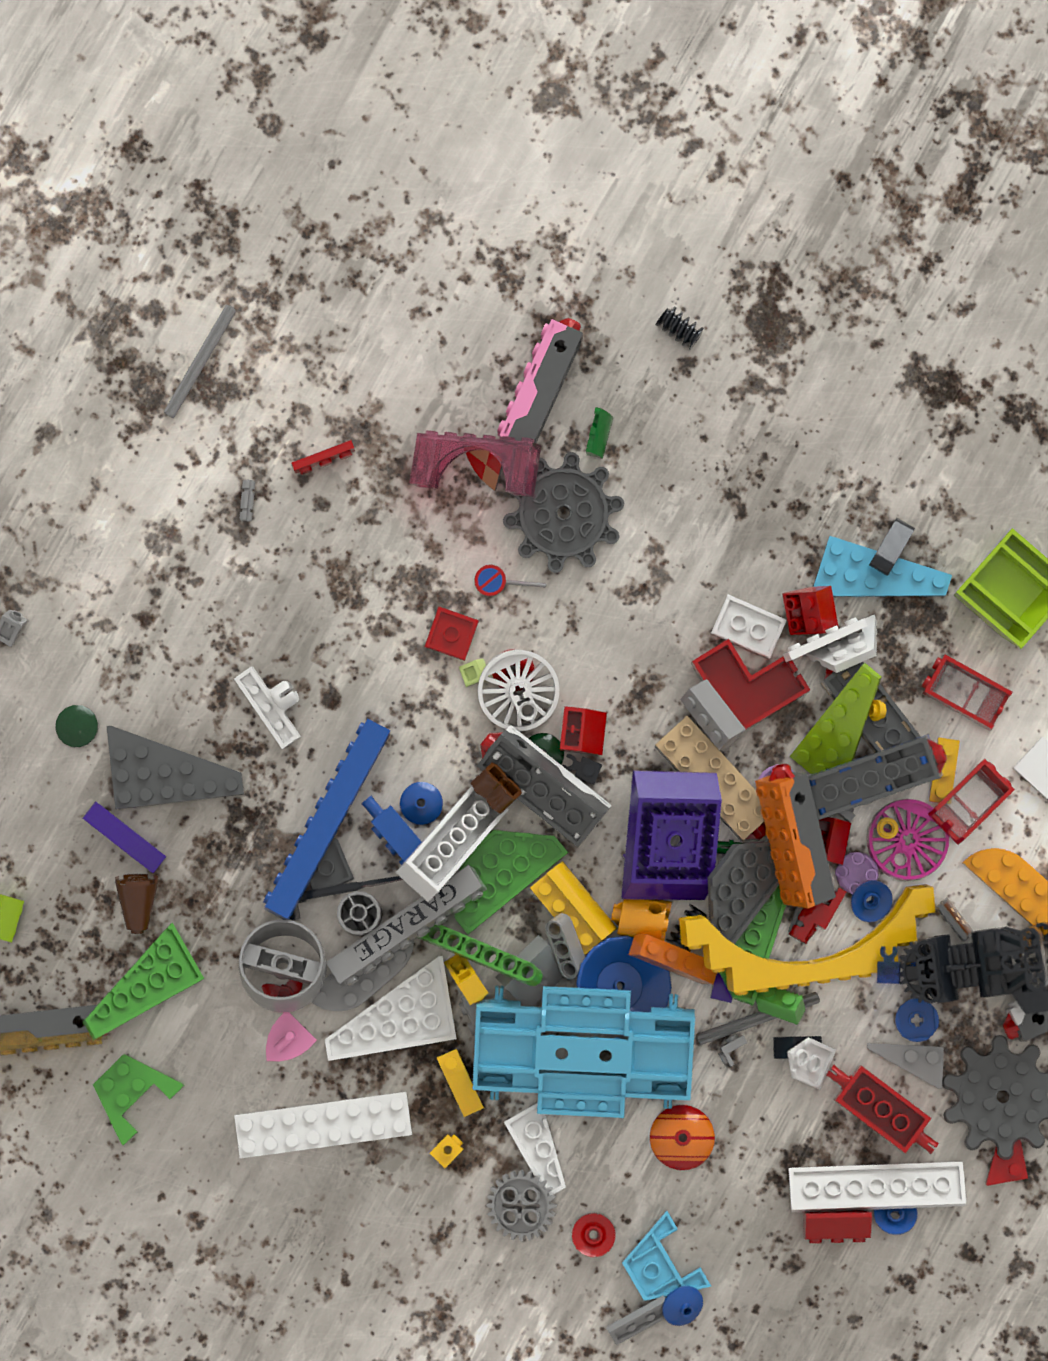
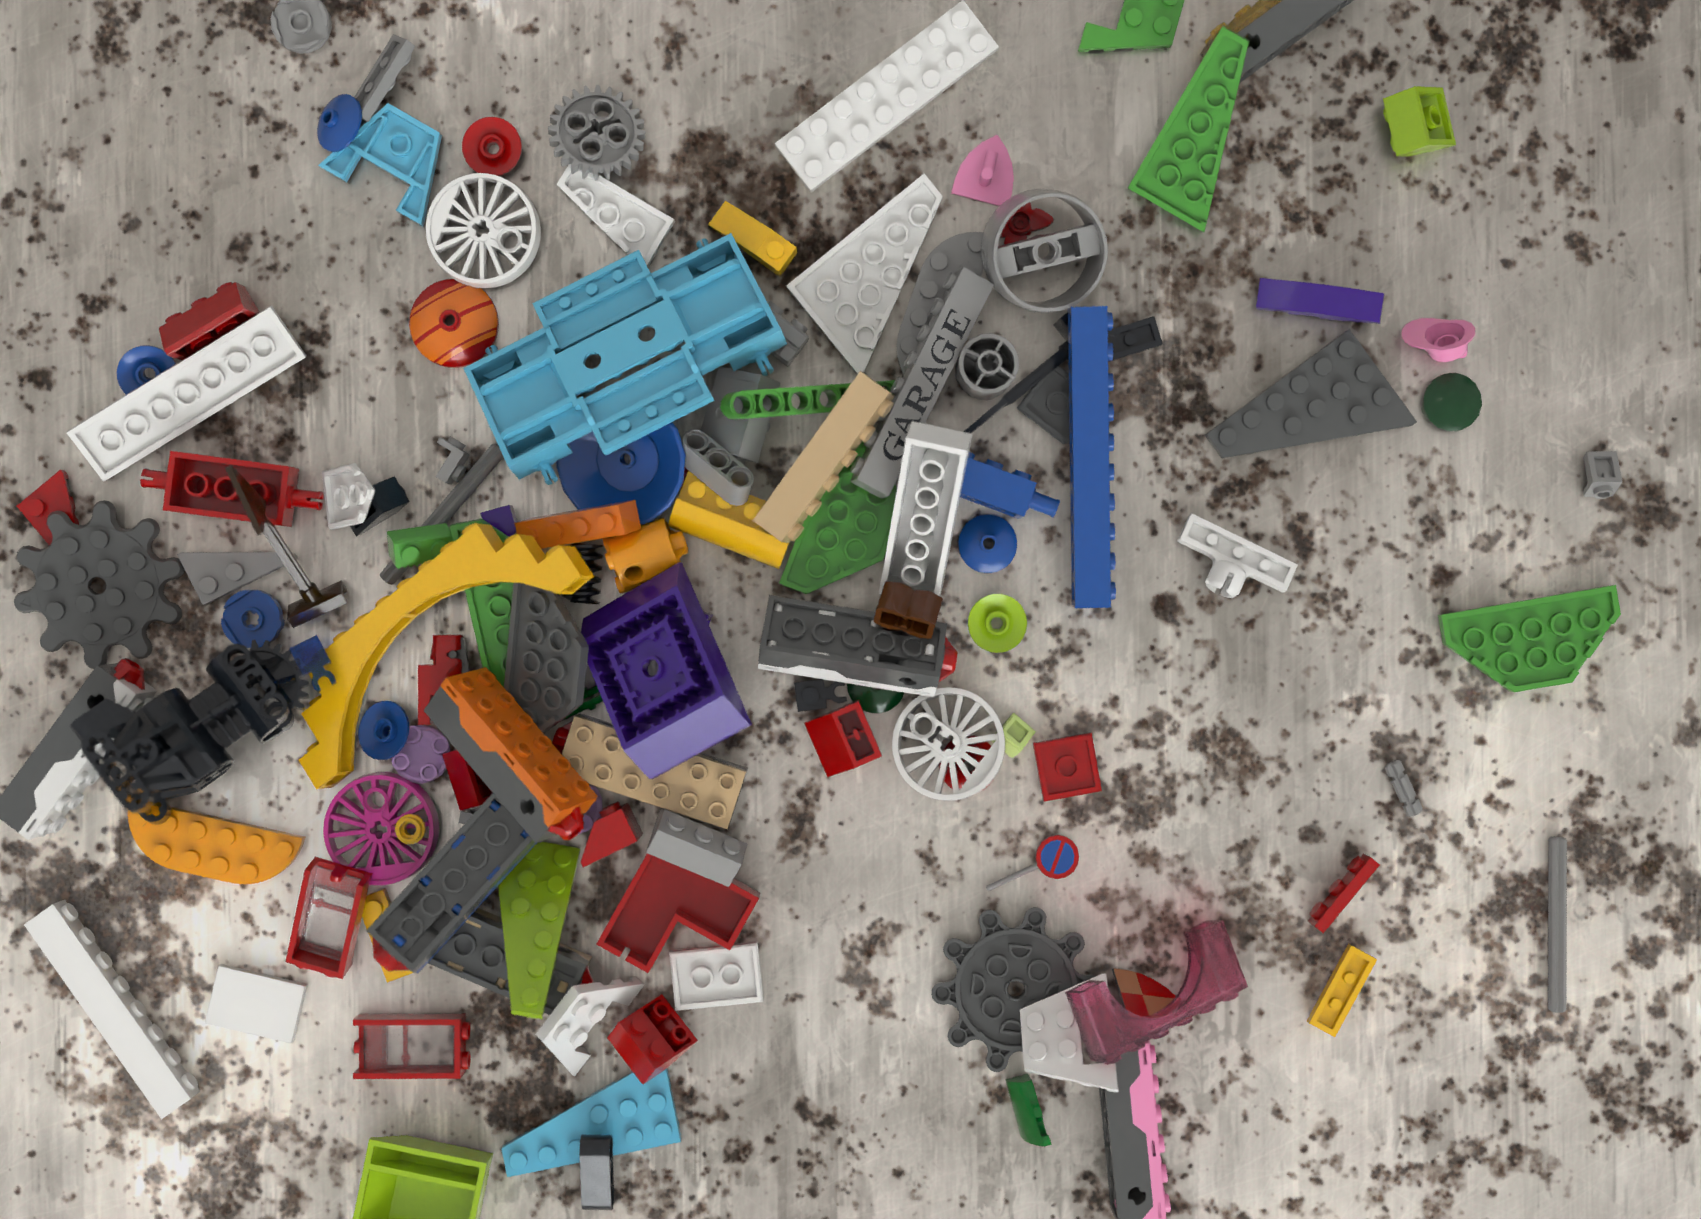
camera: 145 degrees right, 5 degrees up
(61, 770) = (1441, 338): none -> bright pink piece
(113, 548) = (1533, 639): none -> bright green plate
(136, 899) = (1262, 234): reddish brown cone -> none
(255, 880) = (1134, 338): none -> black plate
(359, 396) = (1341, 990): none -> yellow plate
(444, 737) = (1012, 628): none -> lime dish
(447, 1150) = (722, 148): yellow brick -> none
(466, 979) = (813, 359): yellow slope -> none
(494, 911) = (824, 458): none -> tan brick
(558, 466) = (1055, 1043): none -> white wing
(650, 1209) = (441, 213): none -> white piece
(761, 754) = (611, 832): none -> red slope
(816, 642) = (606, 1026): white wing -> none
(869, 1008) = (313, 601): none -> dark brown piece
(877, 710) = (496, 967): yellow plate -> none
(954, 919) = (269, 764): slope -> none

